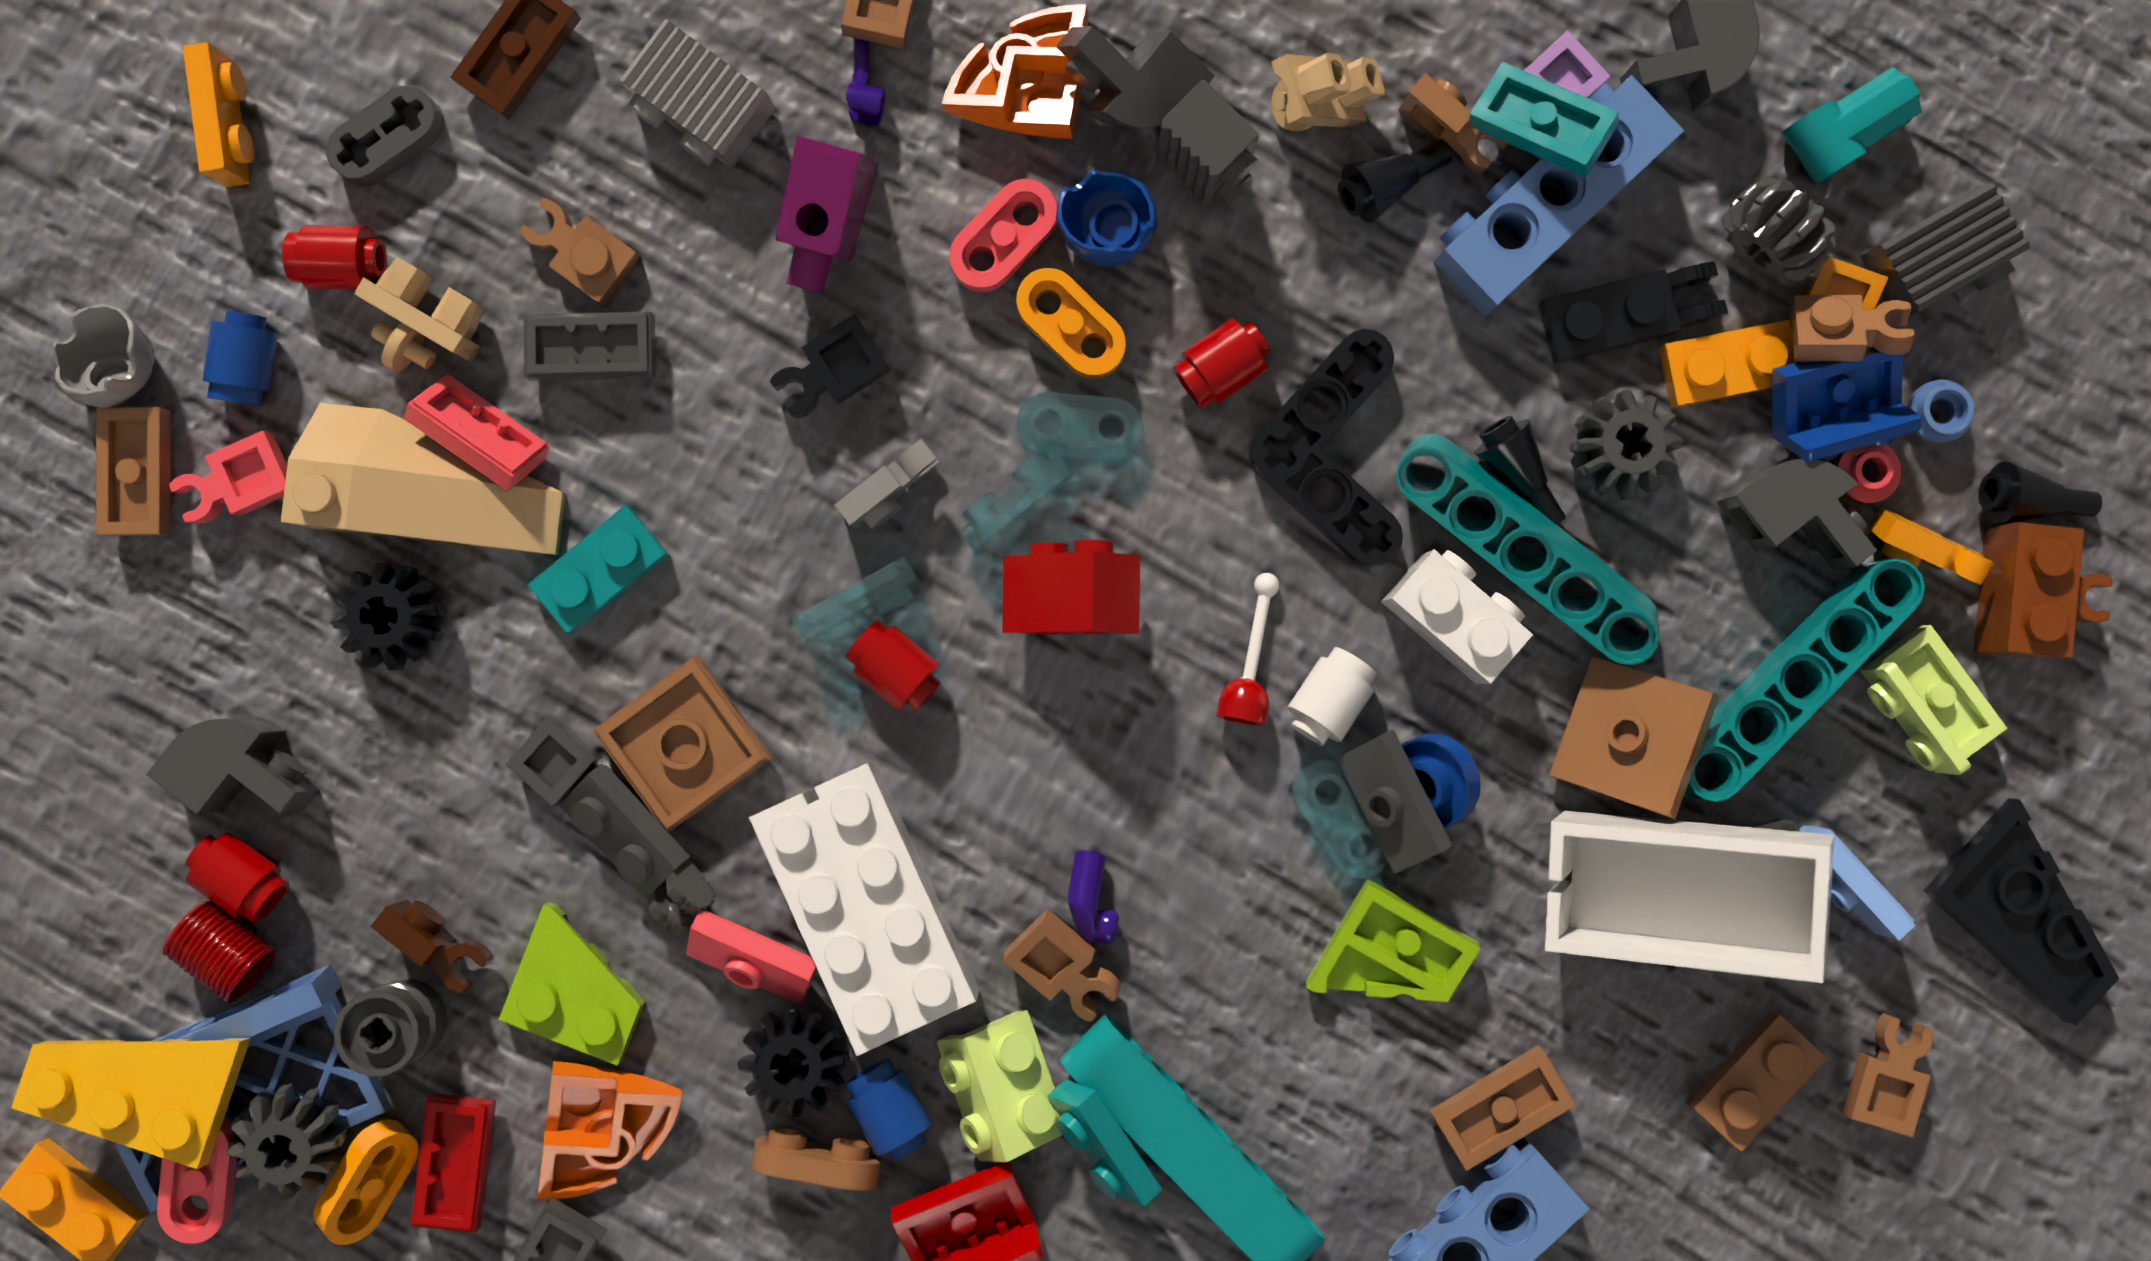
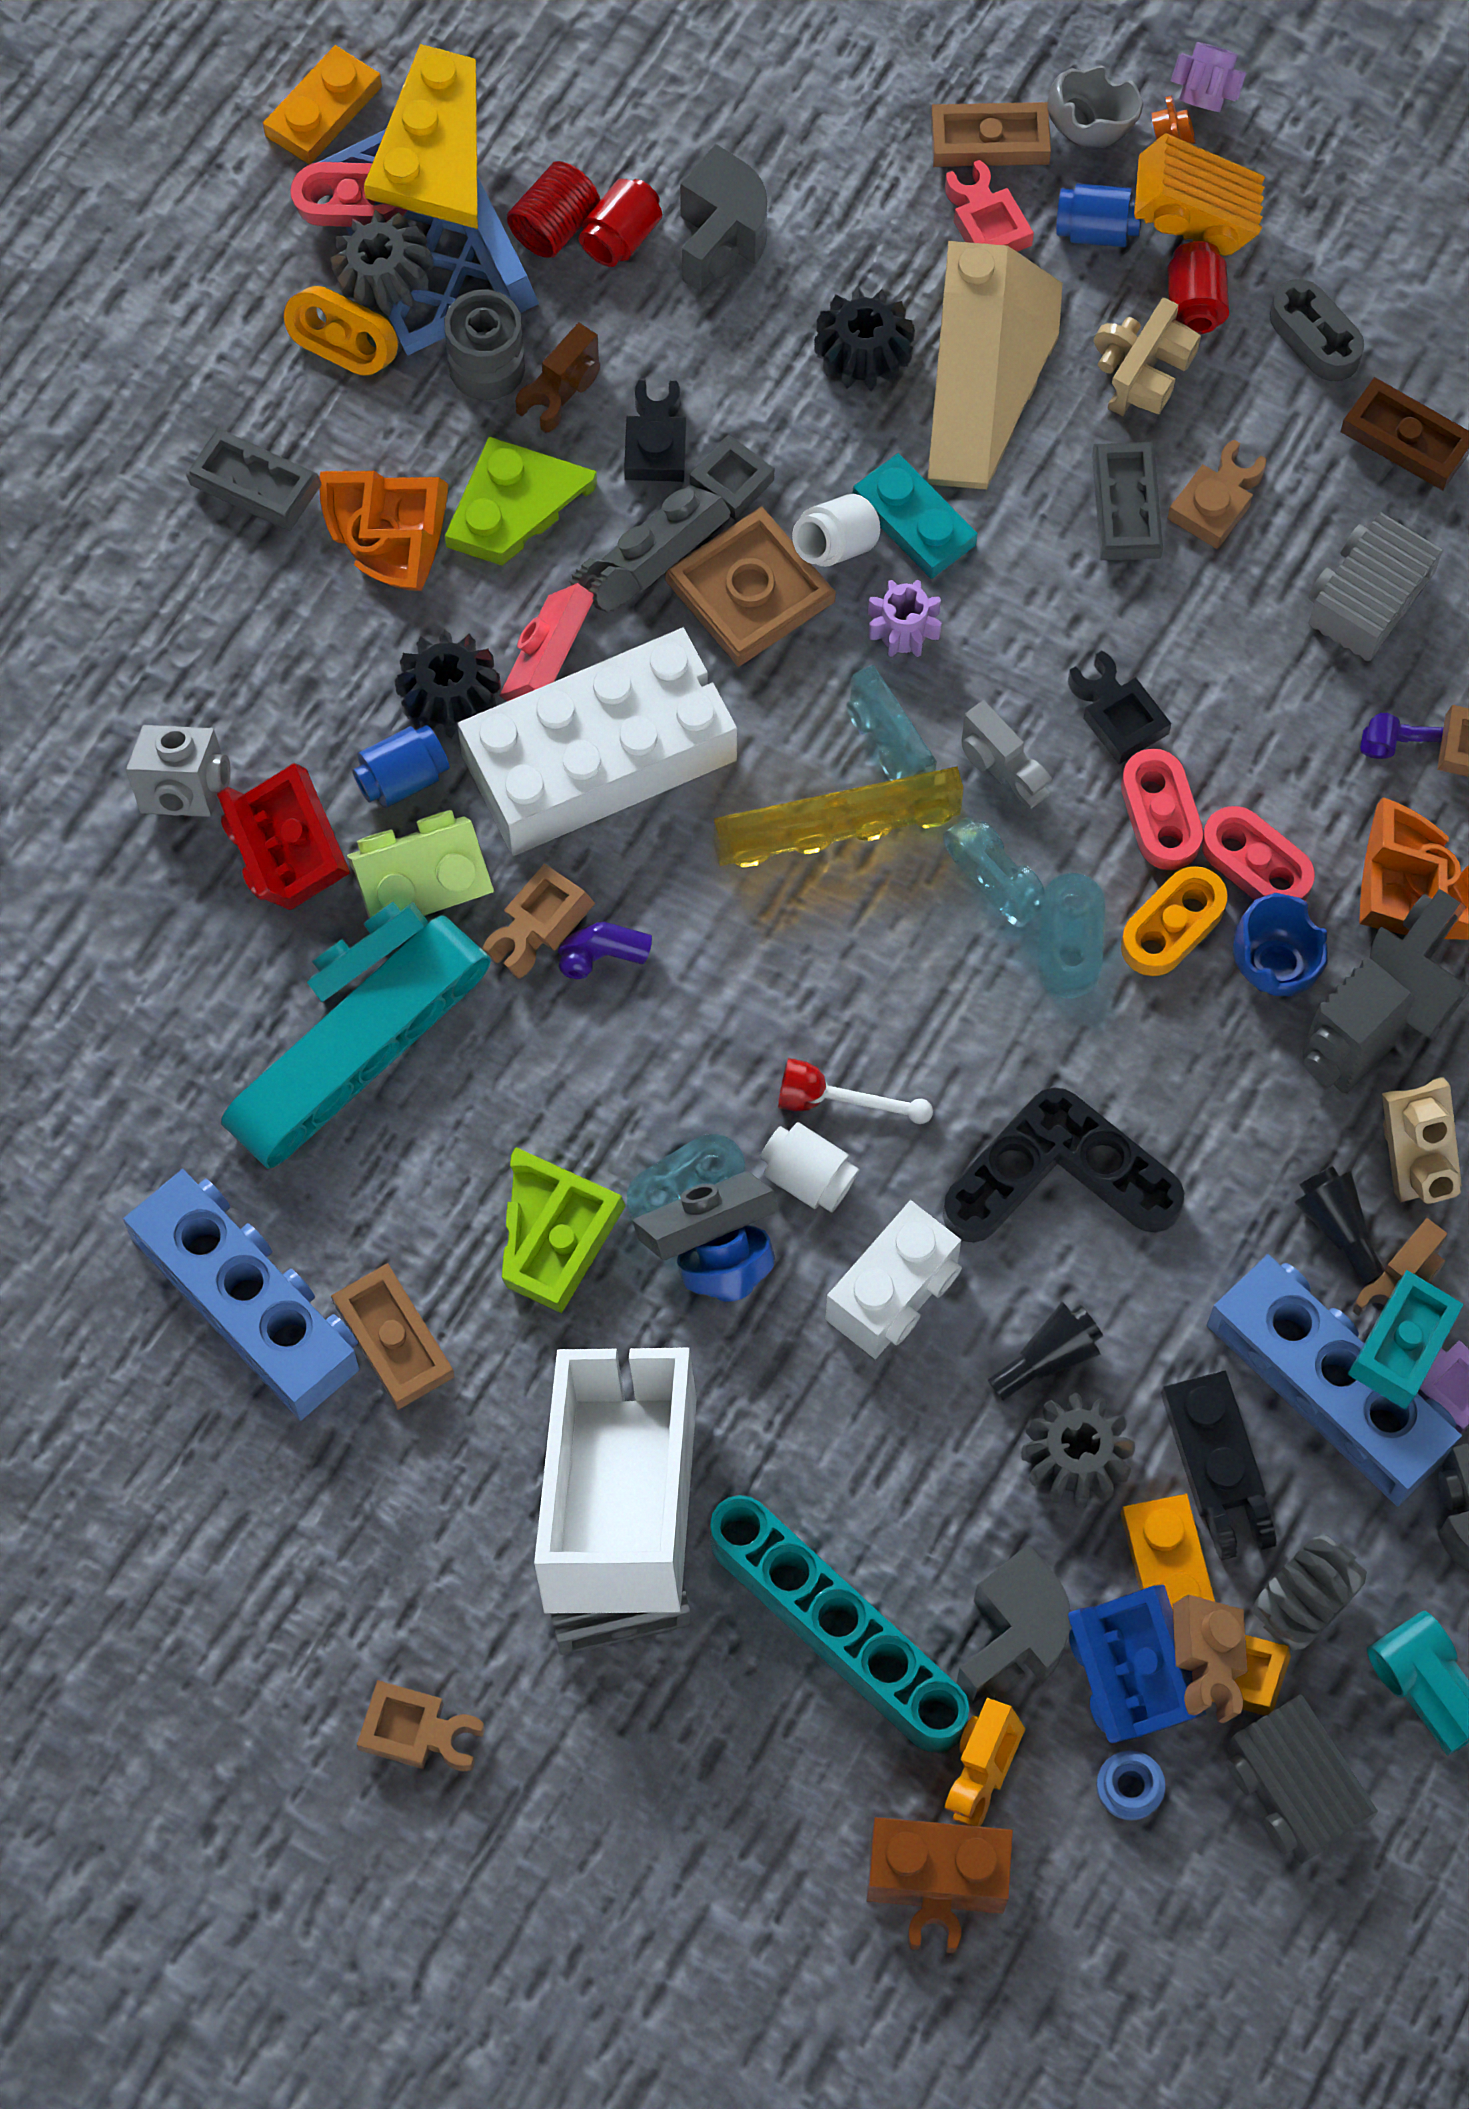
camera: 85 degrees right, 20 degrees down
(68, 230) = (1208, 77): none -> lavender gear
(135, 273) = (1173, 122): none -> orange plate
(215, 97) = (1324, 191): light orange plate -> none
(223, 249) = (1198, 194): none -> light orange brick
(453, 1162) = (356, 402): red plate -> none
(476, 432) = (1040, 407): coral plate -> none
(504, 840) = (655, 438): none -> black plate
(626, 653) = (836, 530): none -> white brick
(712, 593) = (901, 602): none -> lavender gear
(790, 1156) = (348, 725): medium nougat plate -> none
(818, 182) = (1272, 691): magenta torso -> none
(894, 666) = (830, 761): red brick -> none
(946, 323) = (1161, 813): none -> coral plate
(950, 630) = (820, 820): none -> clear yellow plate
(1071, 591) = (908, 912): red brick -> none
(1222, 363) = (1141, 1058): red brick -> none
(1538, 577) = (991, 1317): teal beam -> none
(1634, 736) = (774, 1452): medium nougat plate -> none
(1756, 1080) = (415, 1598): medium nougat plate -> none
(1859, 890) = (624, 1681): light blue plate -> none
(1888, 477) = (1055, 1725): coral plate -> none
(1932, 701) = (817, 1767): yellowish green bracket -> none
(2018, 494) = (1043, 1874): black cone -> none
(2018, 910) = (590, 1871): black wing -> none

